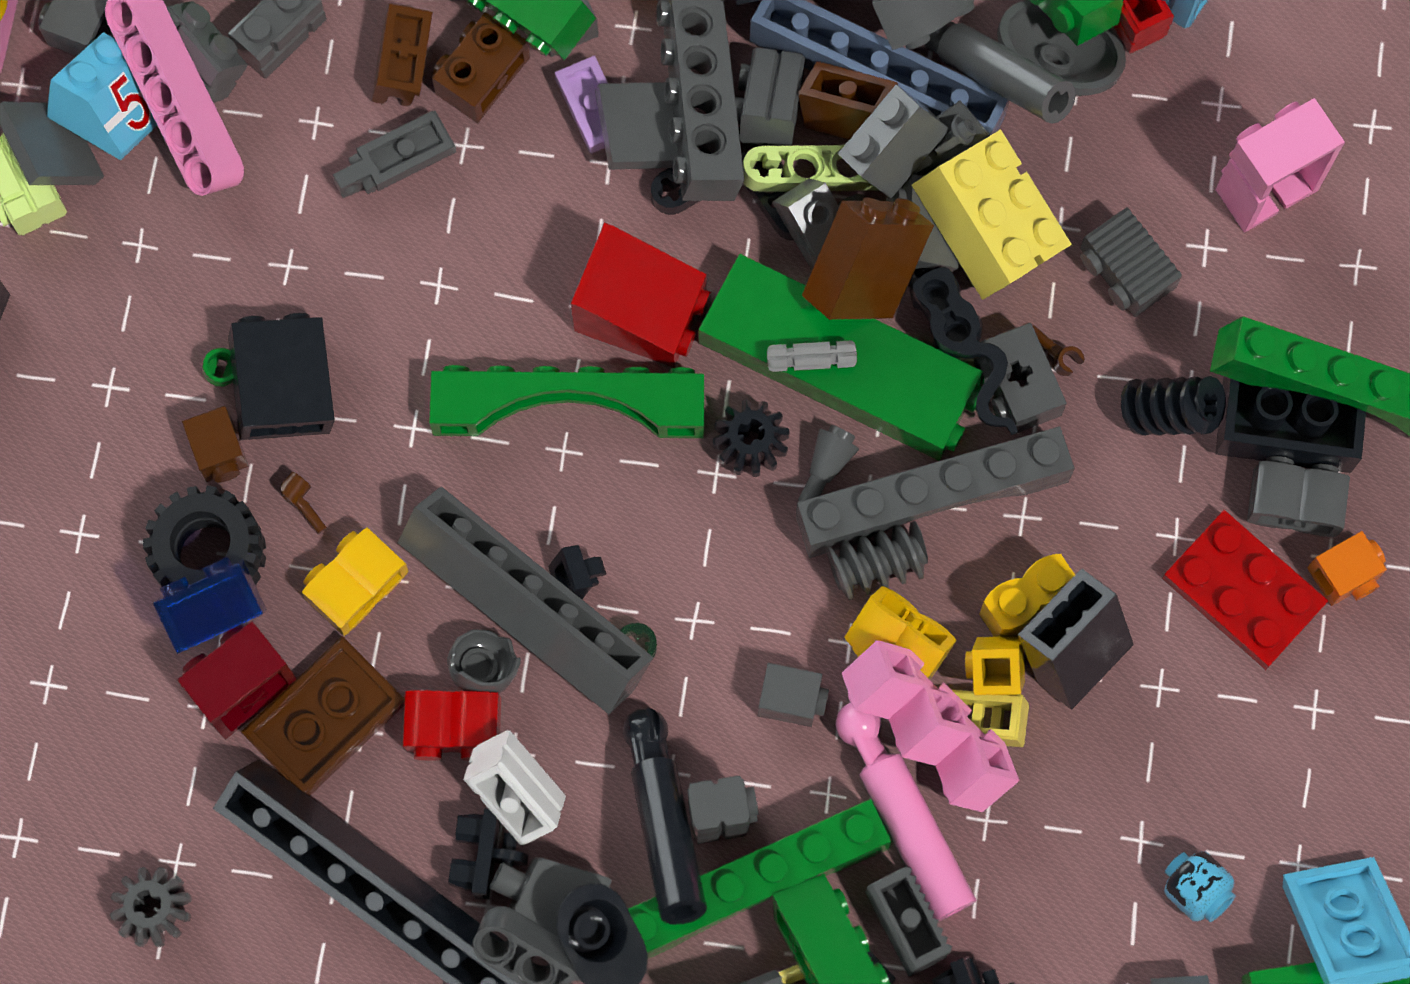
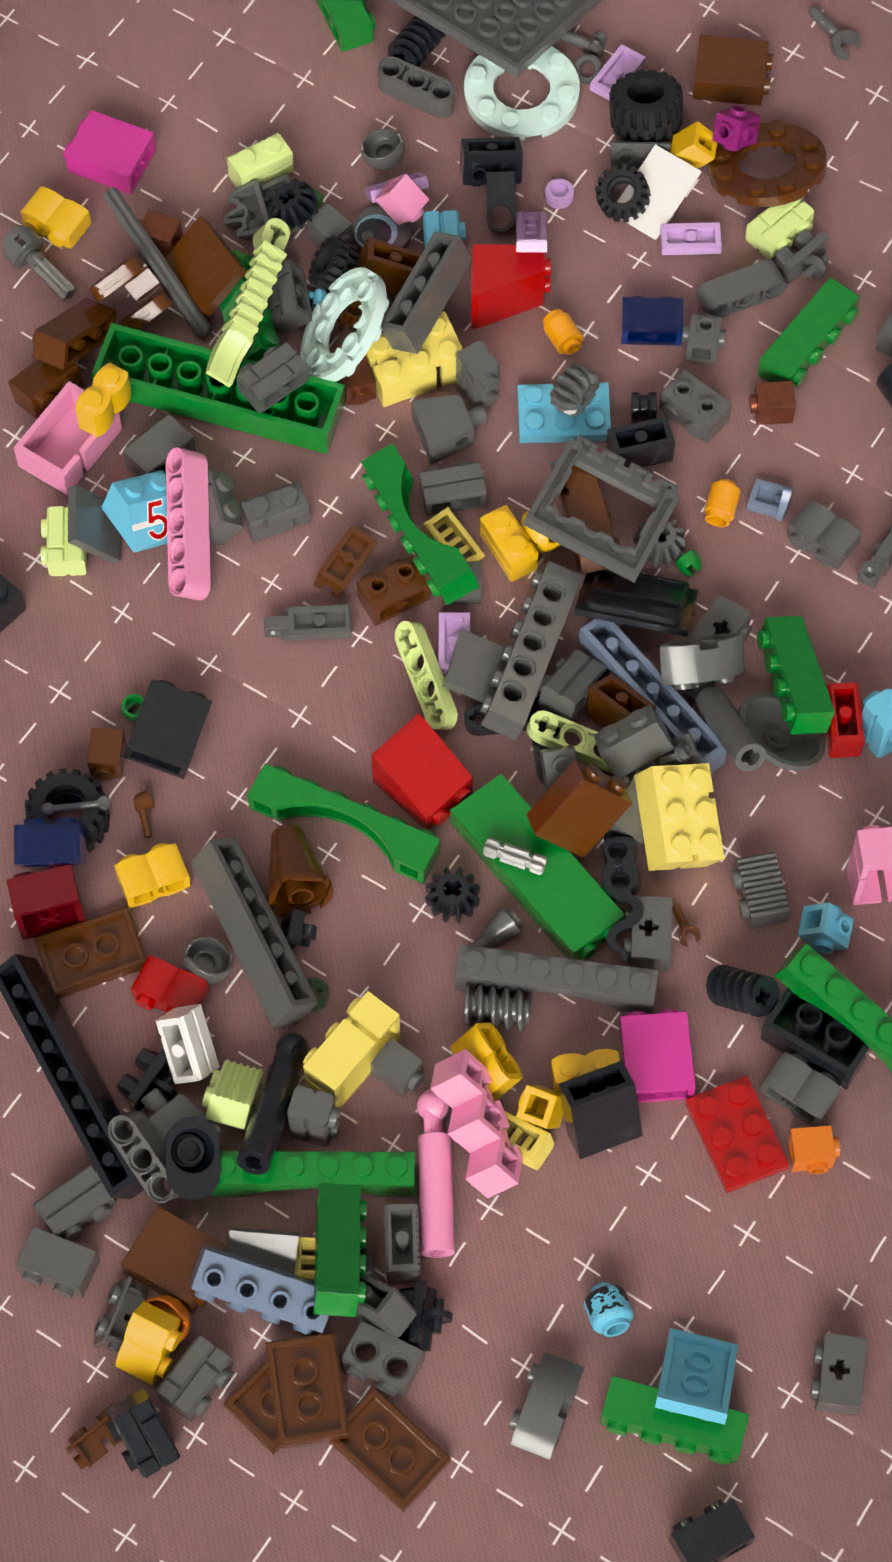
camera: 25 degrees right, 10 degrees down
(250, 518) = (103, 803): none -> dark grey hinge
(539, 497) = (295, 873): none -> reddish brown cone
(580, 157) = (439, 708): none -> yellowish green beam
(604, 825) = (232, 1094): none -> yellowish green brick
(725, 700) = (350, 1047): none -> light yellow piece
(1105, 530) = (658, 1054): none -> dark pink brick
(1234, 278) = (825, 927): none -> medium azure brick

